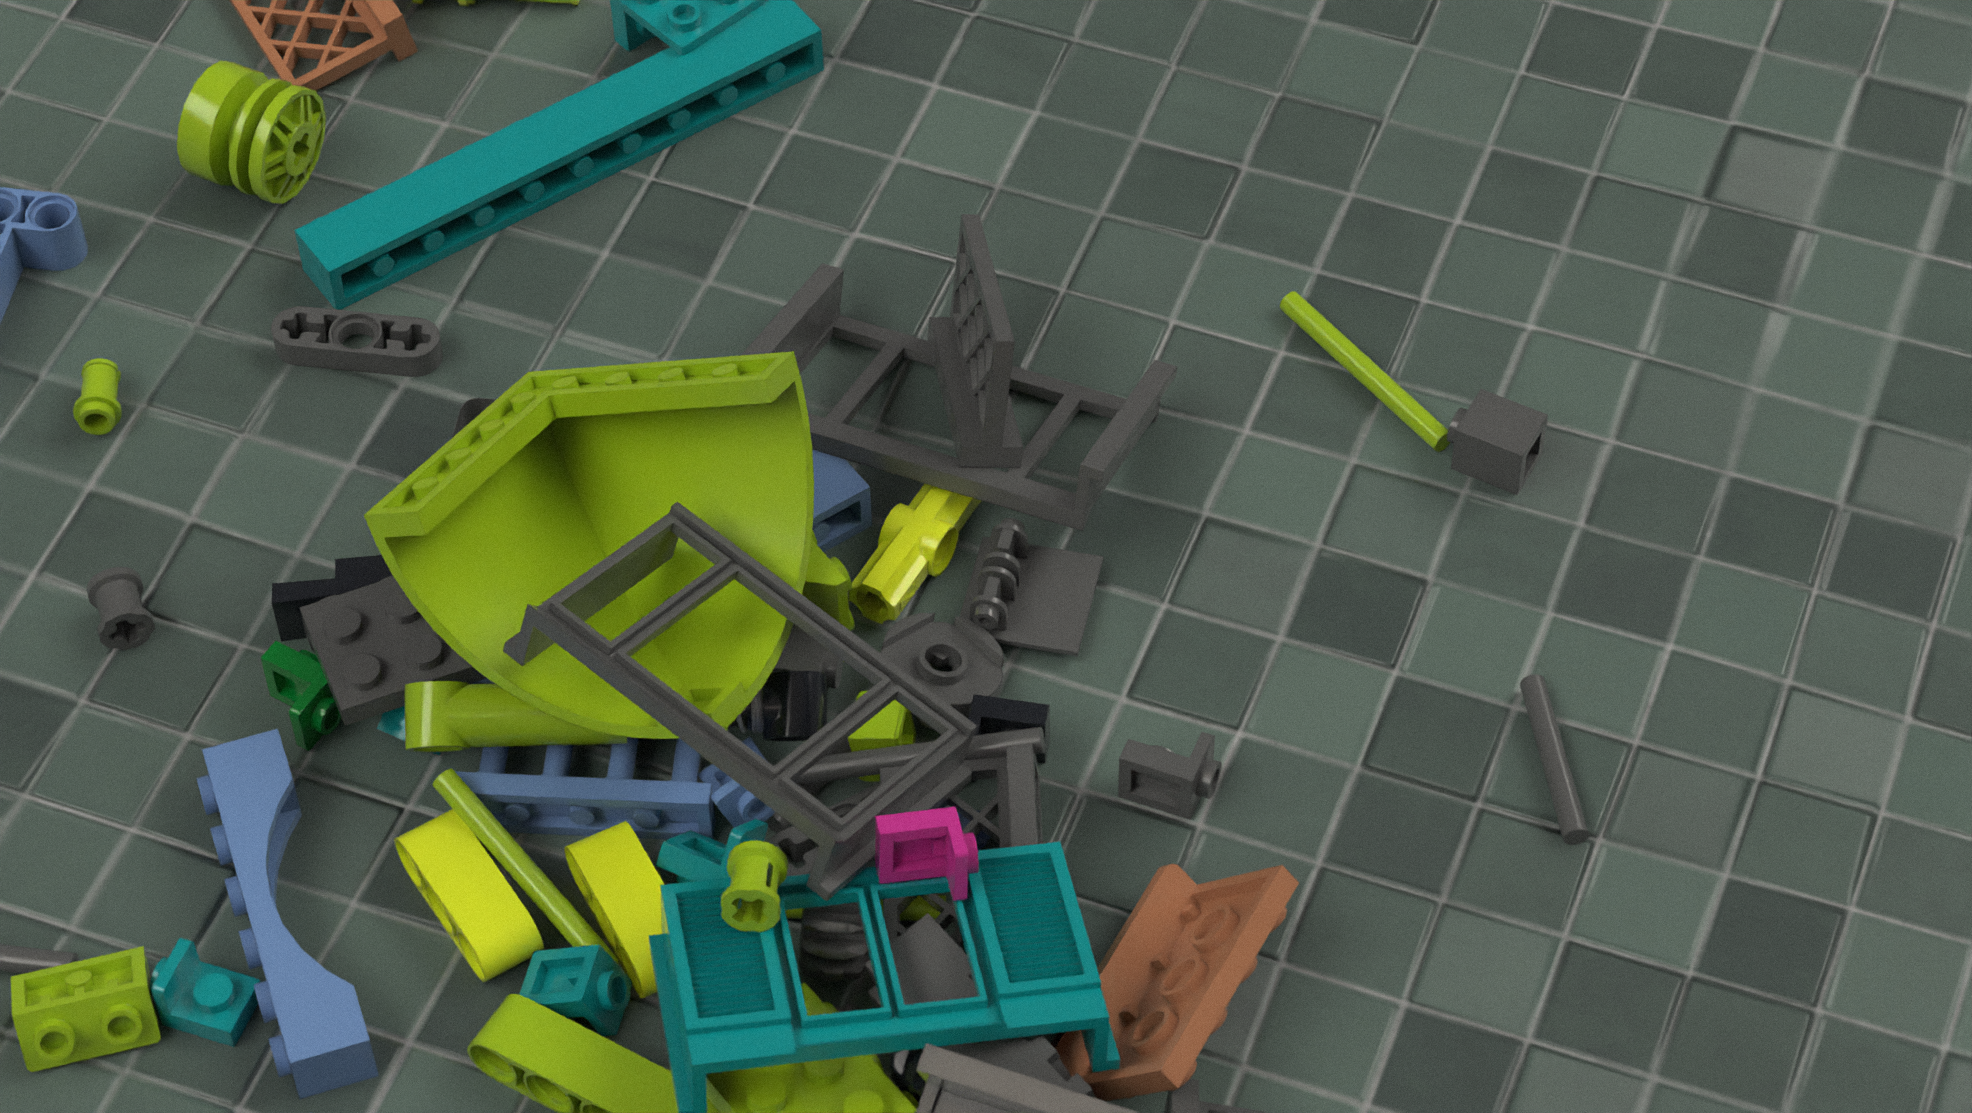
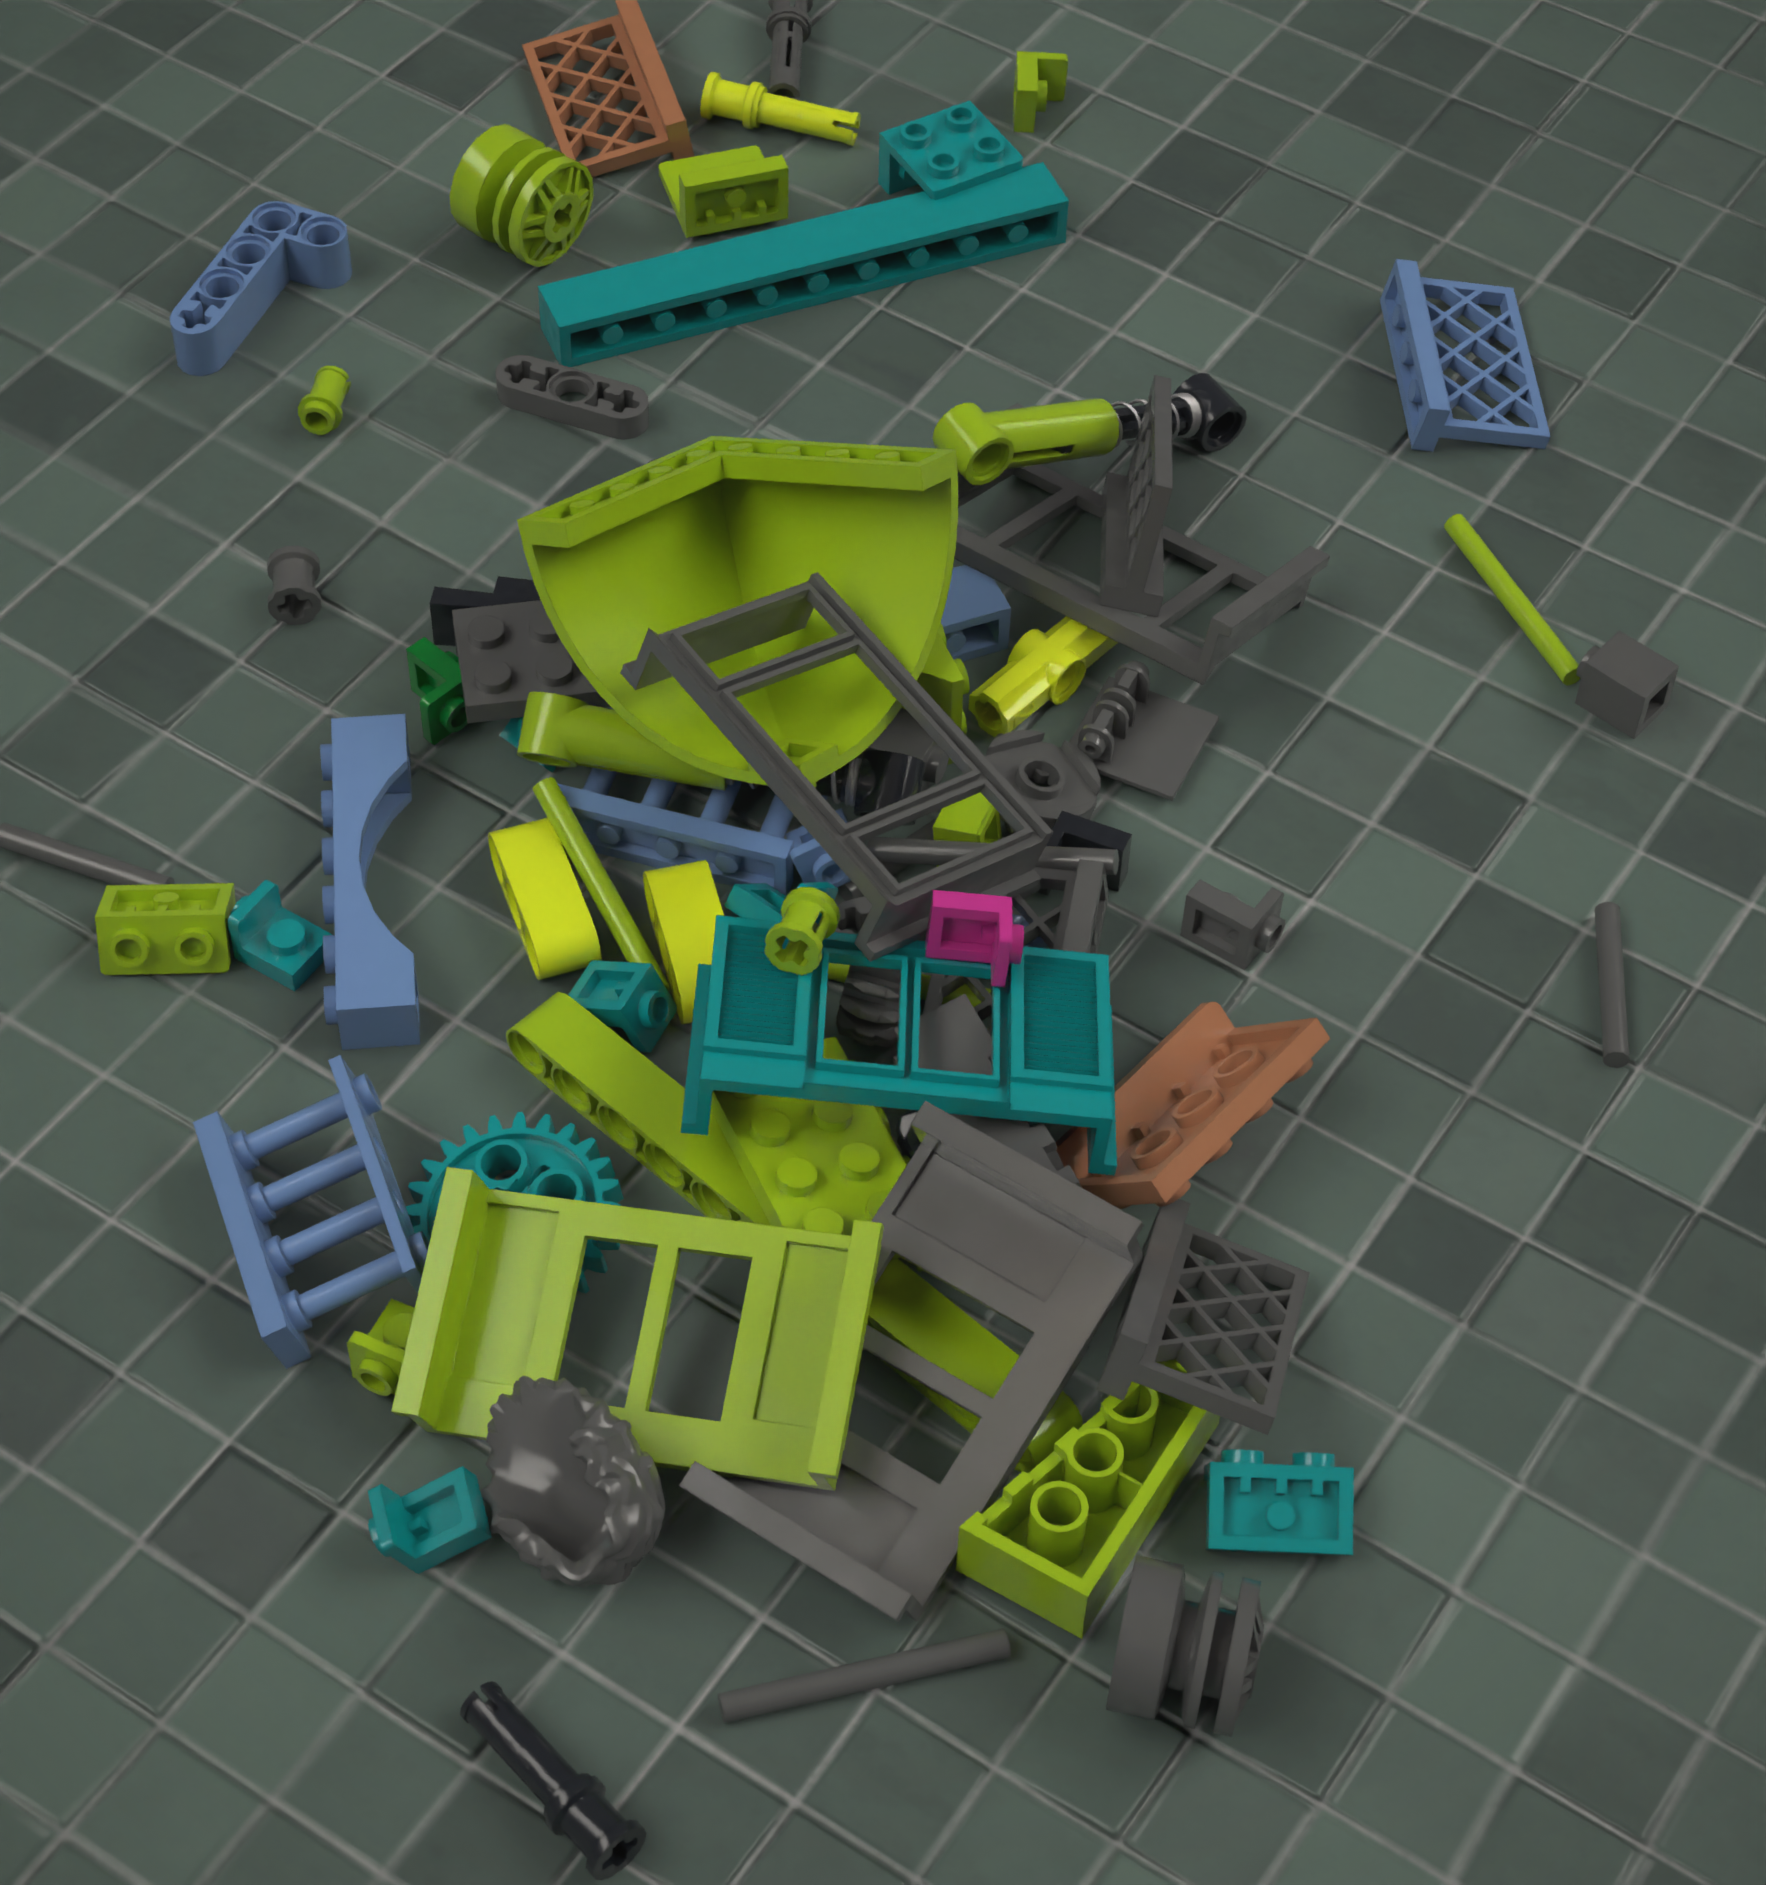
camera: 10 degrees right, 0 degrees up
(460, 80) = (726, 190): none -> lime bracket
(896, 282) = (1079, 429): none -> lime piece
(1217, 129) = (1422, 358): none -> medium blue fence

